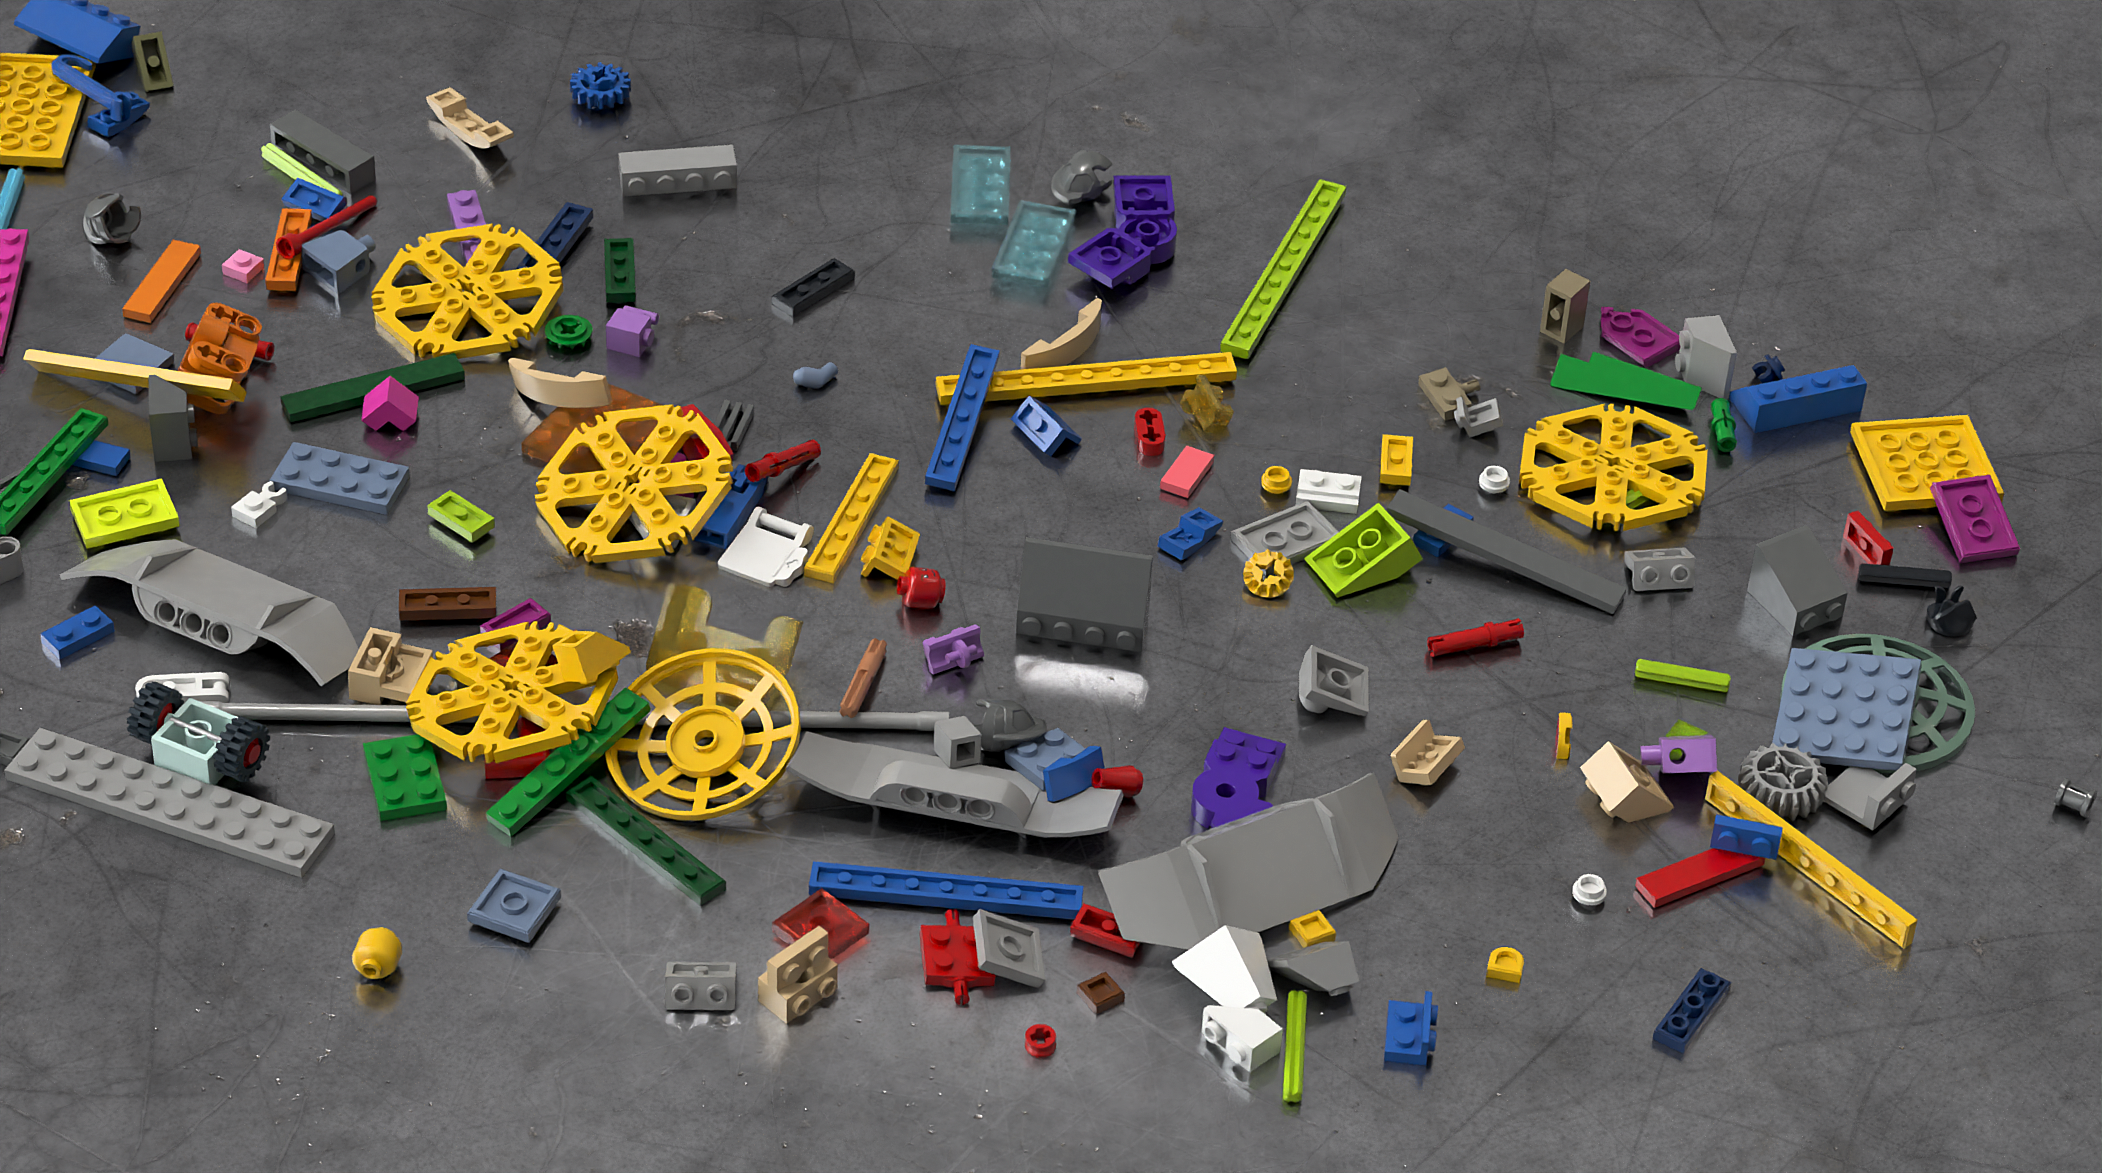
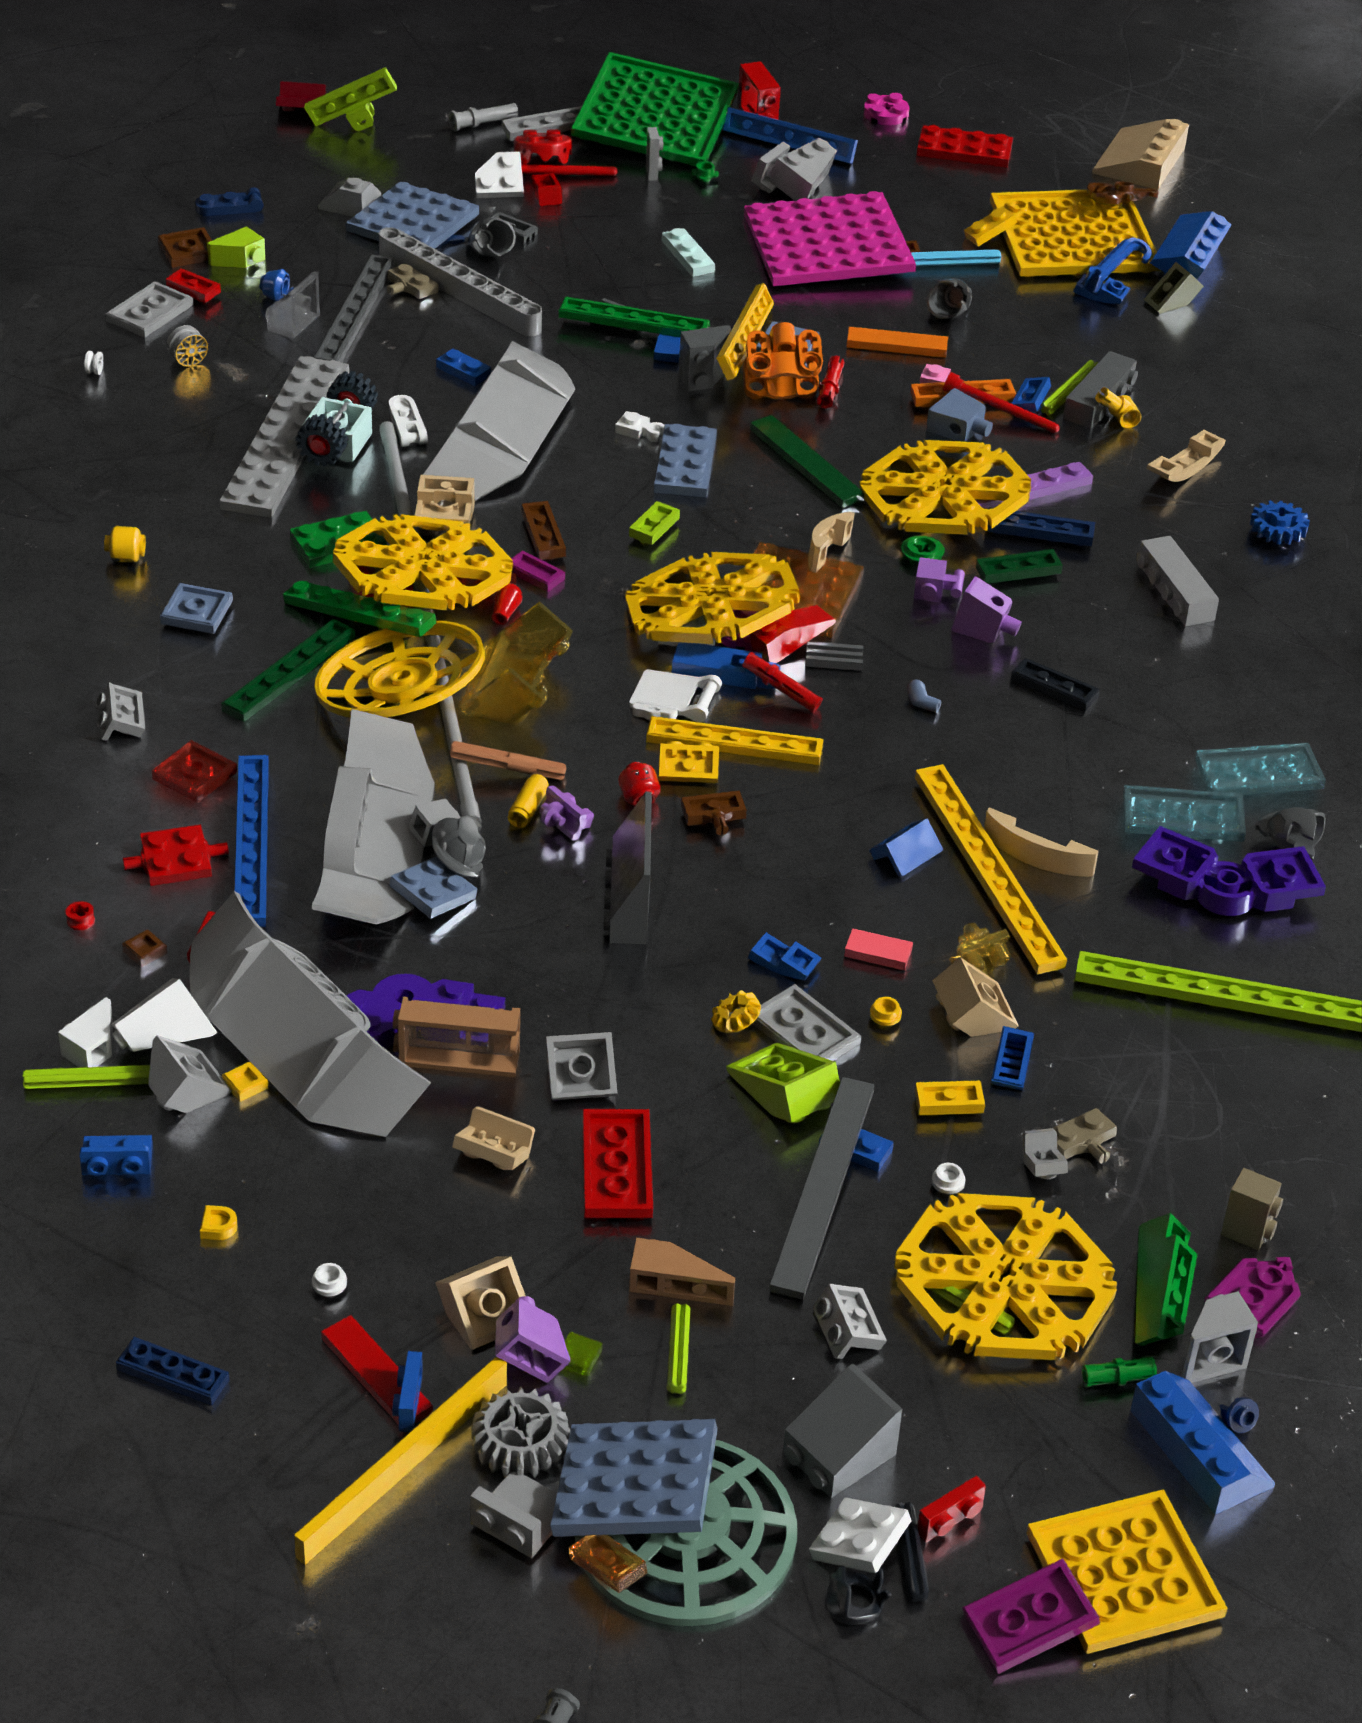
camera: 80 degrees right, 0 degrees up
(124, 513) = (601, 364): neon yellow plate -> none
(370, 141) = (1121, 407): none -> yellow pin
(390, 403) = (777, 467): dark pink piece -> none
(587, 654) = (441, 570): yellow slope -> none
(706, 304) = (984, 613): none -> medium lavender torso
(798, 977) = (122, 756): tan brick -> none
(924, 675) = (528, 801): none -> yellow piece
(962, 417) = (884, 782): blue plate -> none
(967, 544) = (714, 809): none -> reddish brown plate
(1008, 948) = (175, 876): light grey plate -> none
(1073, 774) = (401, 895): blue slope -> none
(1119, 778) = (409, 930): red cone -> none
(1144, 432) = (929, 918): red beam -> none
(1277, 420) = (973, 1000): none -> tan slope
(1297, 748) = (457, 1037): none -> medium nougat door
(1329, 490) = (887, 1054): white plate -> none
(1347, 414) = (1018, 1039): none -> blue slope
(1458, 680) = (617, 1163): none -> red plate
(1488, 635) = (693, 1182): red pin -> none
(1563, 736) = (551, 1248): yellow tile -> none
(1598, 662) = (673, 1272): none -> medium nougat slope
(1896, 595) = (860, 1535): none -> white plate
(1937, 735) = (608, 1561): none -> clear orange plate

